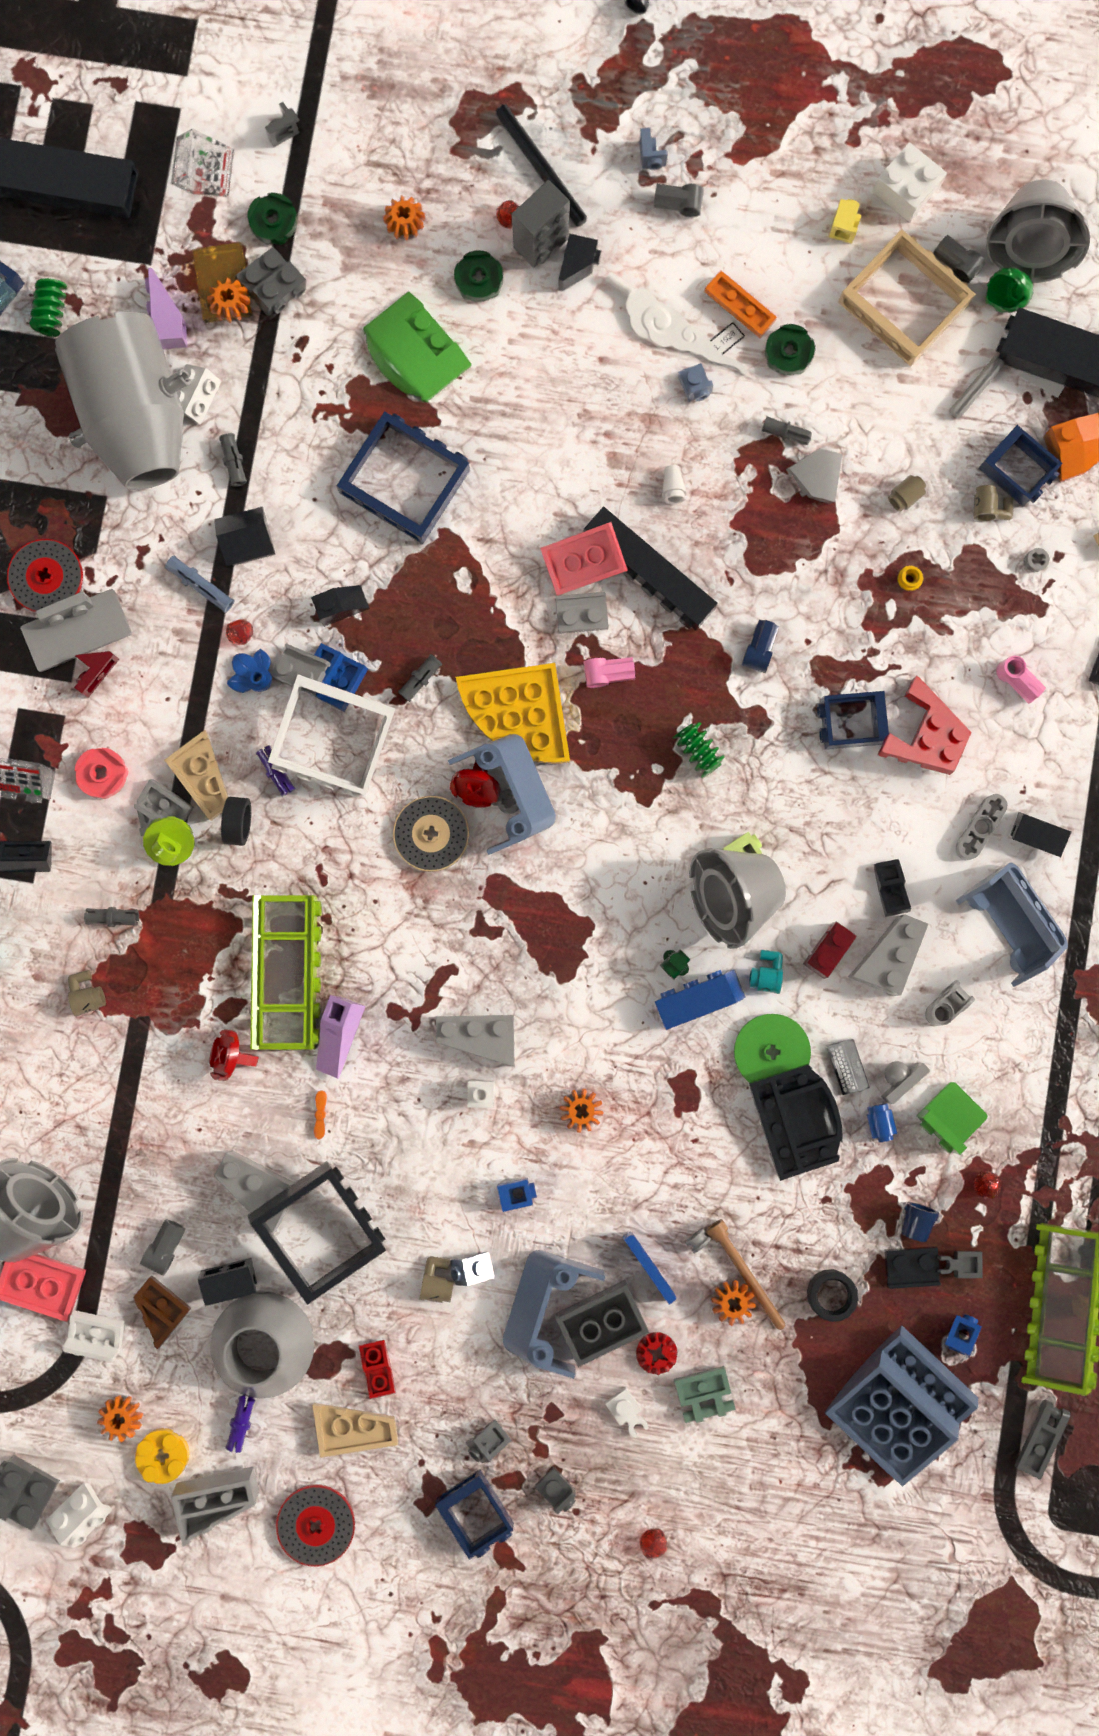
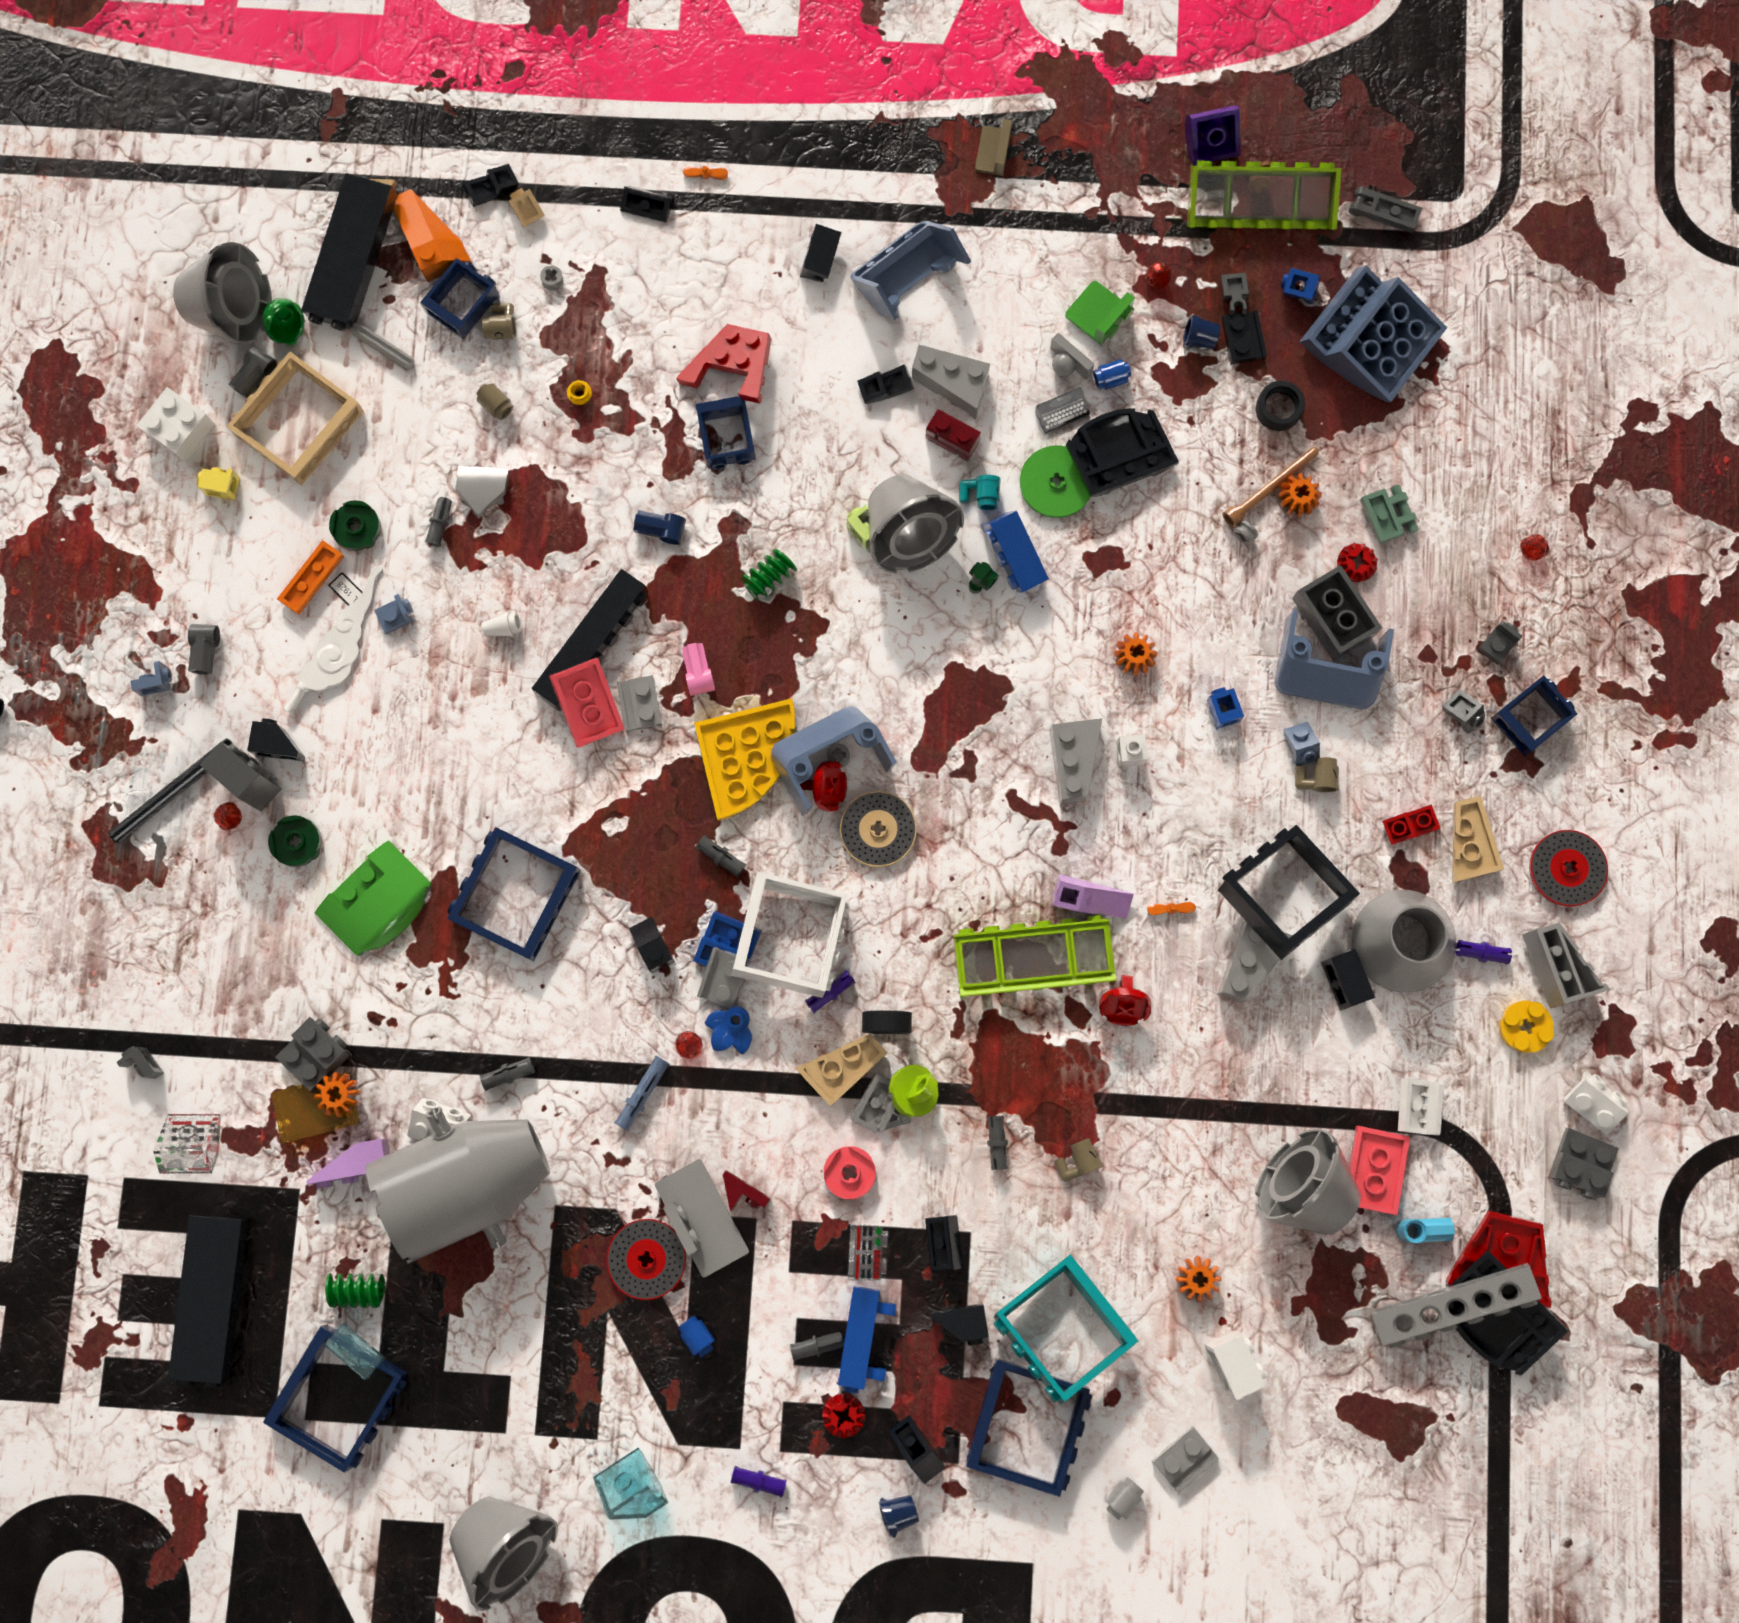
camera: 90 degrees left, 5 degrees down
(113, 1425) = (1498, 1081): orange gear -> none
(160, 1254) = (1328, 1050): dark grey piece -> none
(160, 1309) = (1385, 1044): reddish brown wing -> none
(244, 536) = (587, 1052): black slope -> none
(275, 232) = (258, 1060): dark green plate -> none
(404, 217) = (245, 923): orange gear -> none
(624, 1409) = (1414, 585): white plate -> none
(650, 1267) = (1277, 574): blue tile -> none
(952, 1001) = (989, 320): light grey piece -> none
(985, 807) = (799, 306): light grey beam -> none
(1022, 681) = (672, 281): bright pink piece -> none

